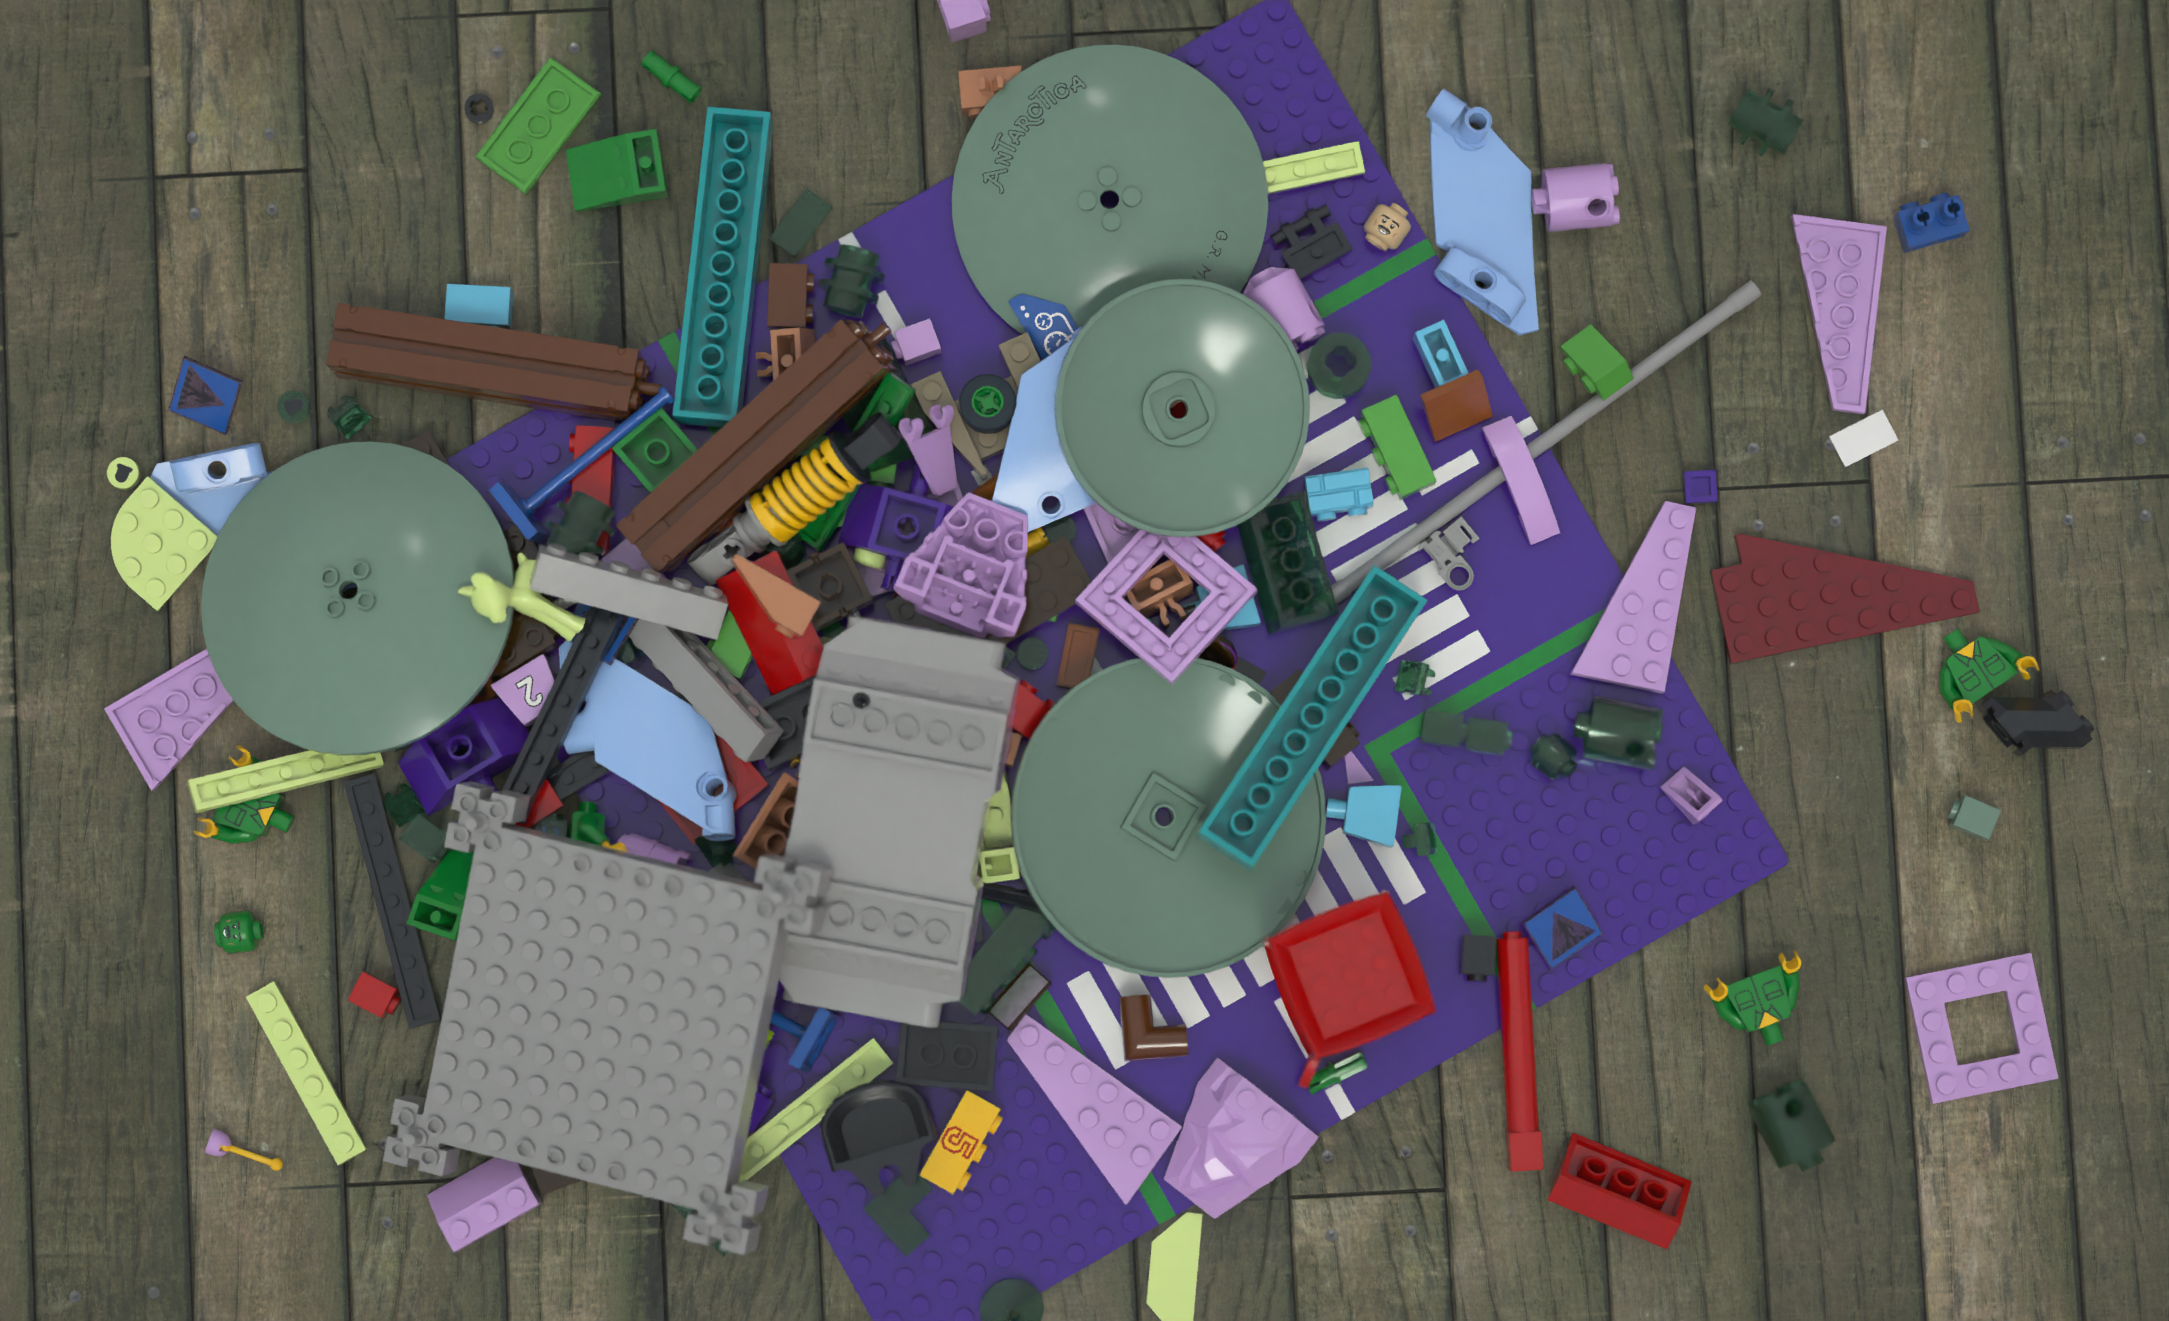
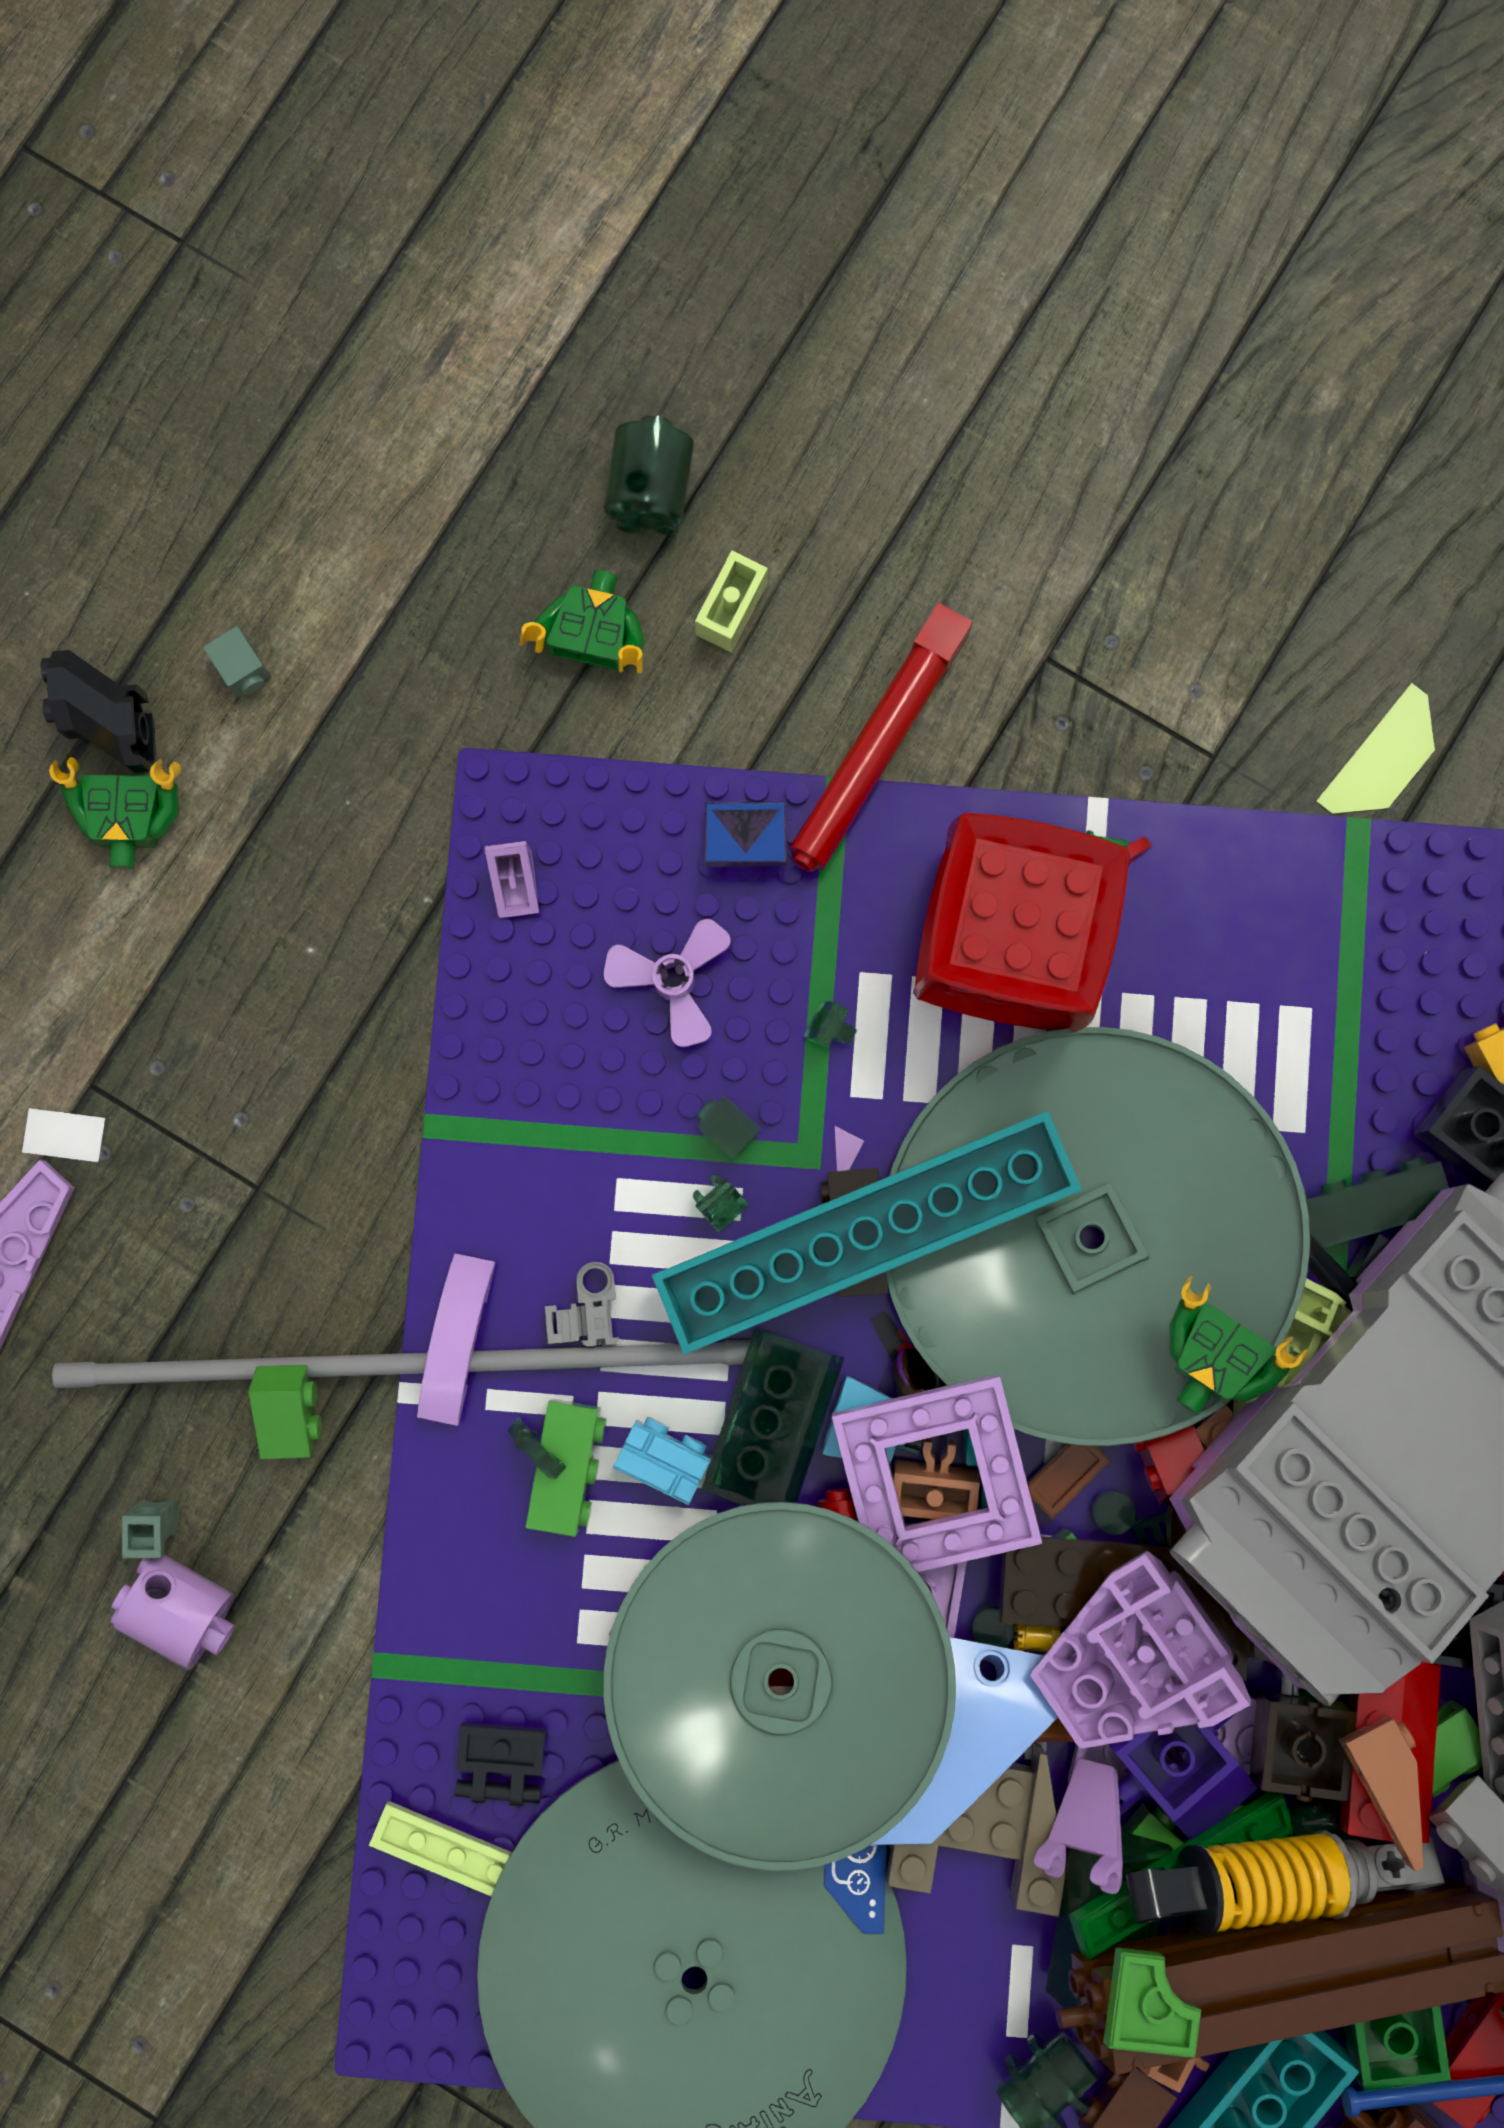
camera: 145 degrees left, 0 degrees up
(846, 367) = (1144, 2009): none -> bright green tile
(868, 558) = (1235, 1746): yellowish green tile -> none
(916, 342) = (1015, 1956): lavender brick -> none
(987, 393) = (994, 1851): black wheel -> none
(1019, 997) = (1370, 1150): flat silver slope -> none
(1048, 786) = (1222, 1354): none -> green torso
(1107, 1117) = (1359, 964): lavender wing -> none
(1145, 1040) = (1266, 1020): reddish brown brick -> none
(1233, 1142) = (1242, 847): lavender wedge -> none
(1287, 301) = (575, 1714): lavender cylinder -> none
(1322, 376) = (573, 1630): clear green piece -> none
(1368, 813) = (867, 1092): medium azure torso -> none
(1387, 226) = (404, 1723): tan head -> none
(1433, 447) = (526, 1441): none -> clear green arm
(1439, 353) = (447, 1535): medium azure brick -> none
(1456, 405) = (468, 1470): dark orange tile -> none
(1477, 957) = (855, 864): black brick -> none
(1482, 214) = (291, 1665): light blue panel -> none
(1487, 737) = (684, 1086): brick -> none
(1516, 781) = (631, 969): none -> lavender piece
(1553, 756) = (629, 1018): head -> none
(1619, 732) = (542, 994): cylinder -> none
(1620, 1191) = (869, 533): red slope -> none
(1628, 236) = (148, 1527): none -> sand green leg
(1640, 620) = (436, 1101): lavender wing -> none
(1679, 1078) = (731, 601): none -> yellowish green brick
(1700, 487) = (271, 1200): dark purple plate -> none
(1809, 597) = (241, 1006): dark red wing -> none
(1942, 1074) = (351, 389): lavender plate -> none

